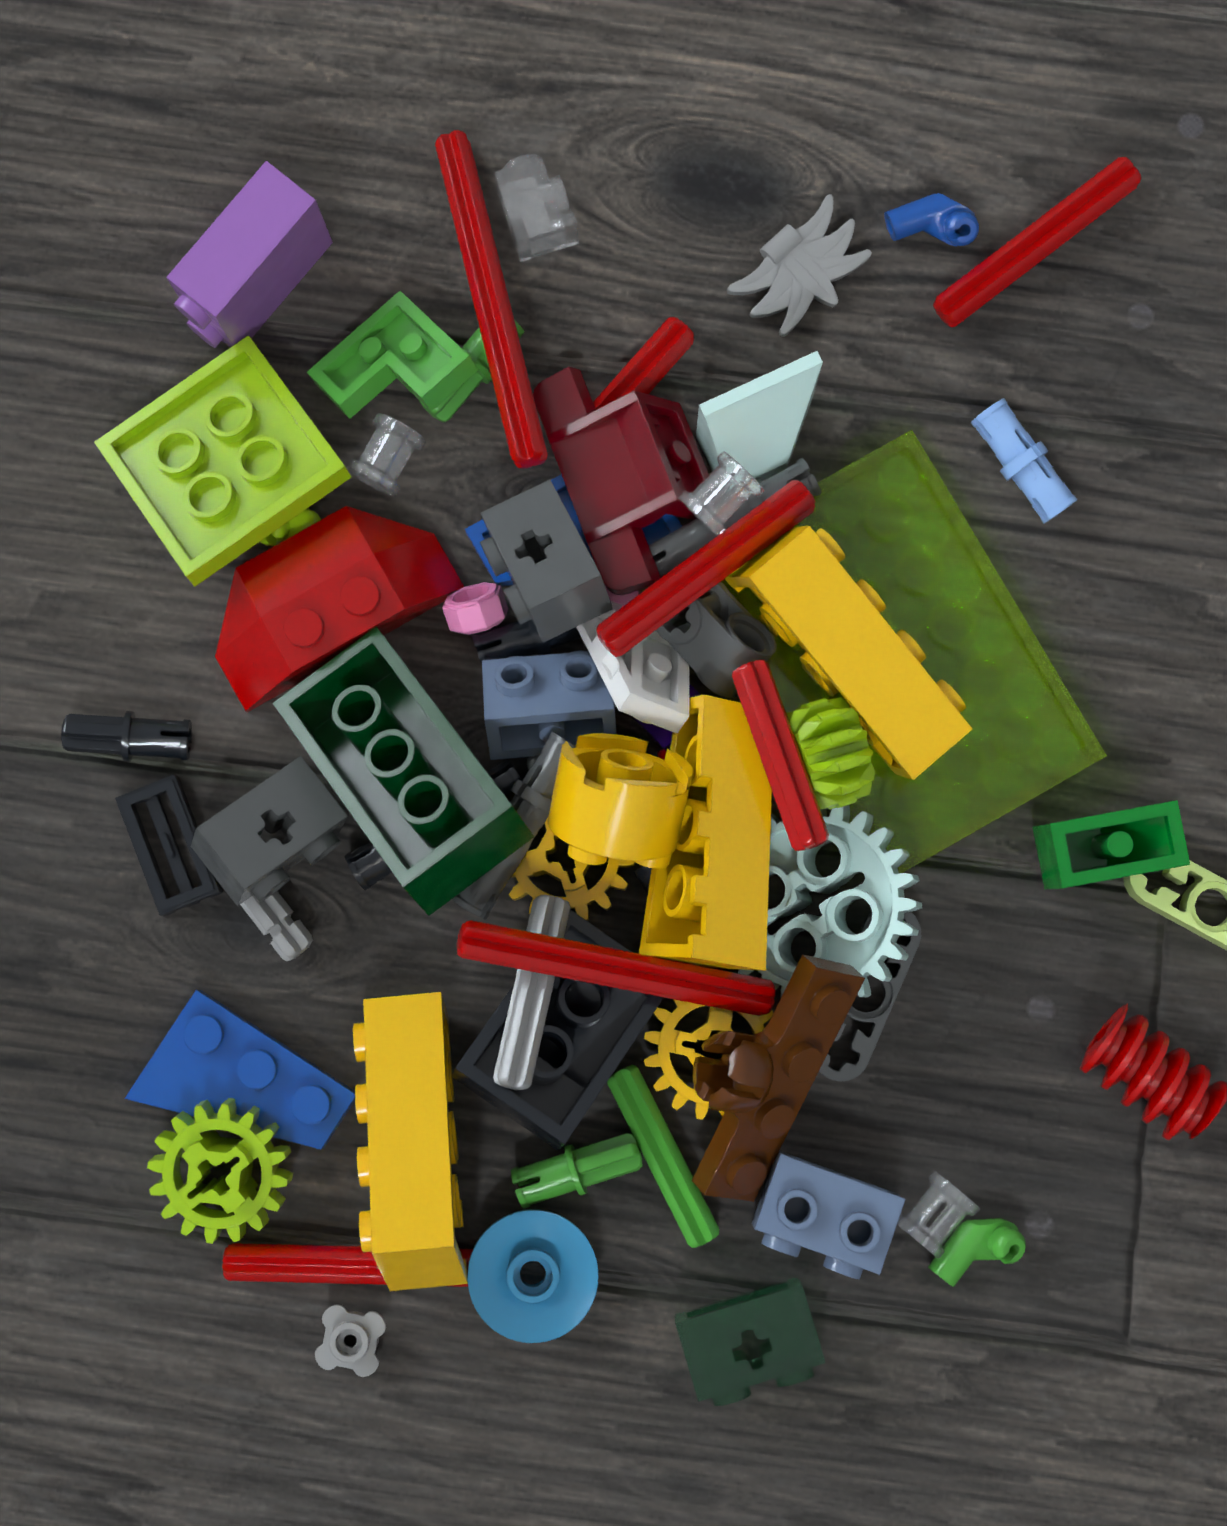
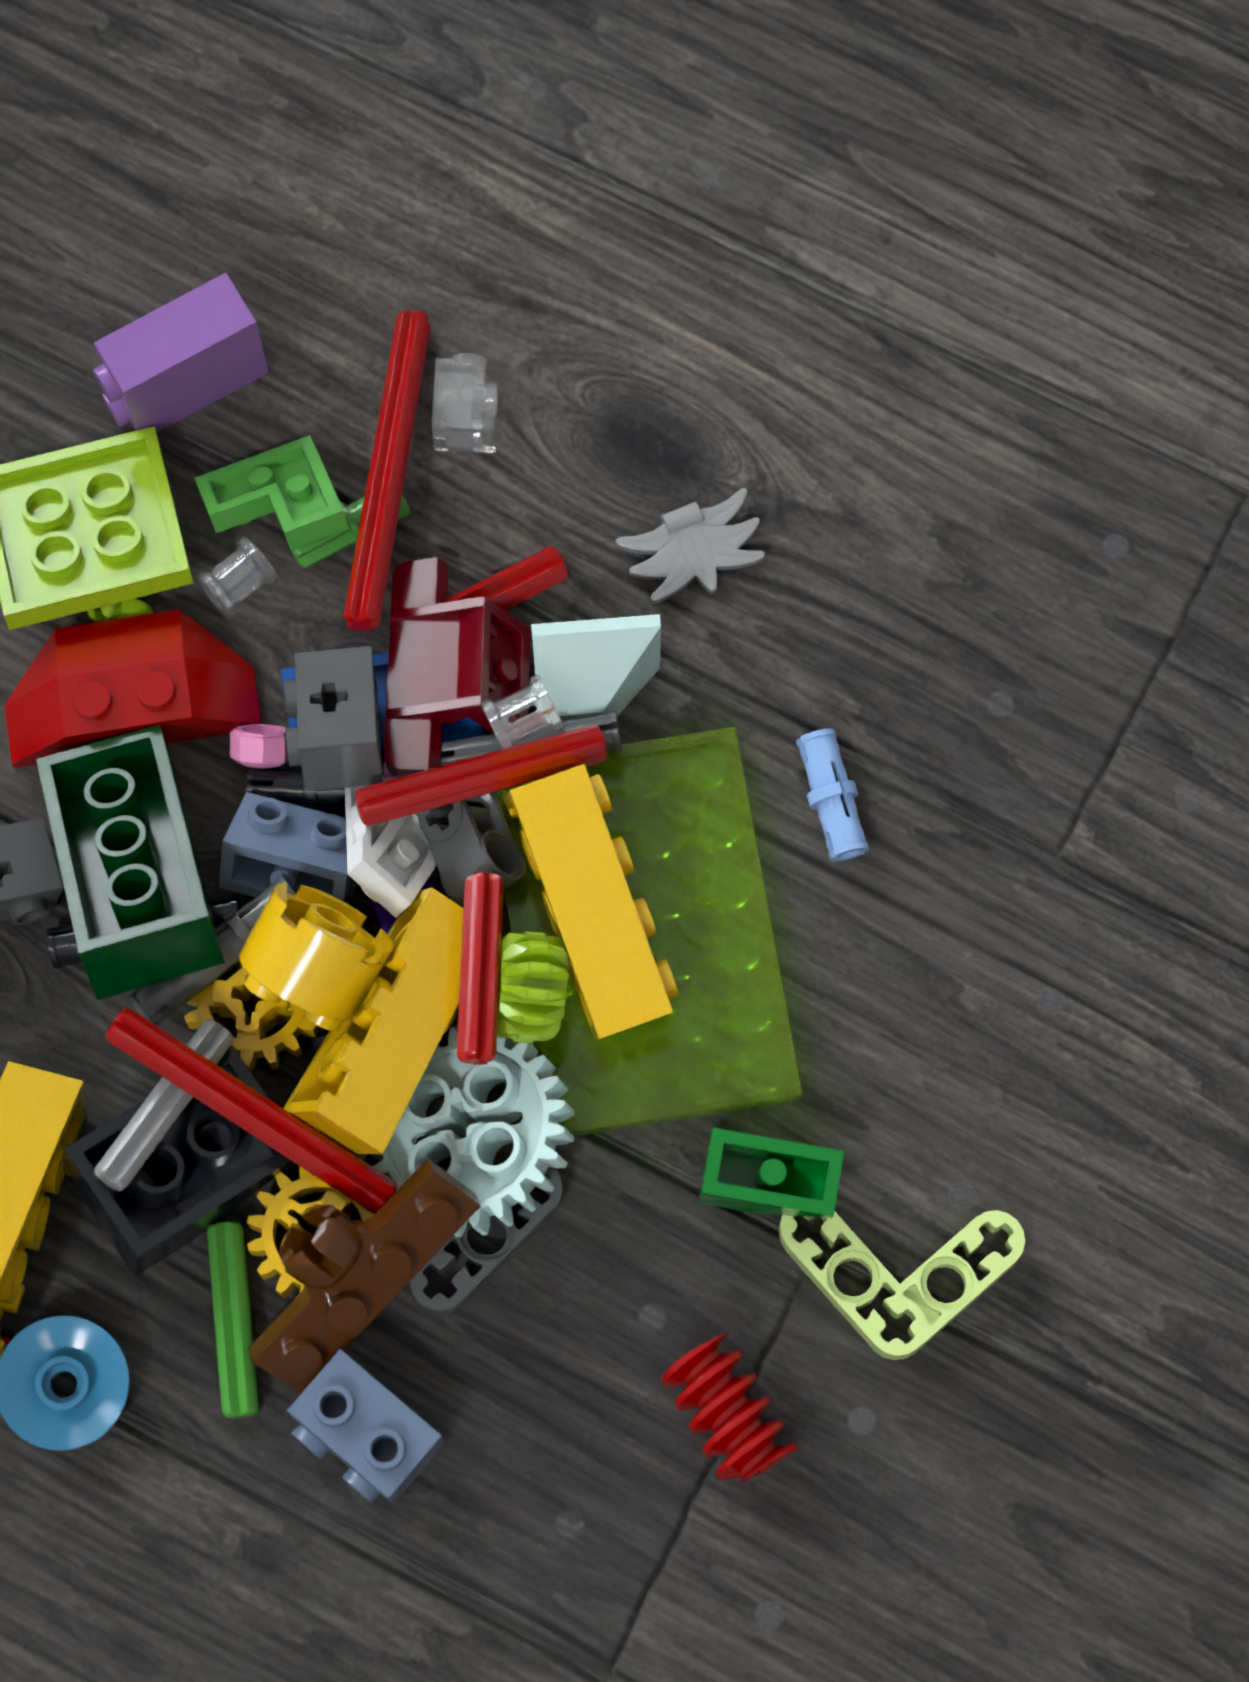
camera: 15 degrees right, 10 degrees down
(577, 1169) = (144, 1300): bright green axle -> none
(716, 1328) = (209, 1501): clear green brick -> none
(935, 216) = (838, 543): blue arm -> none
(957, 1208) = (470, 1470): clear bush -> none
(978, 1241) = (499, 1513): bright green arm -> none
(1037, 241) = (924, 599): red axle -> none

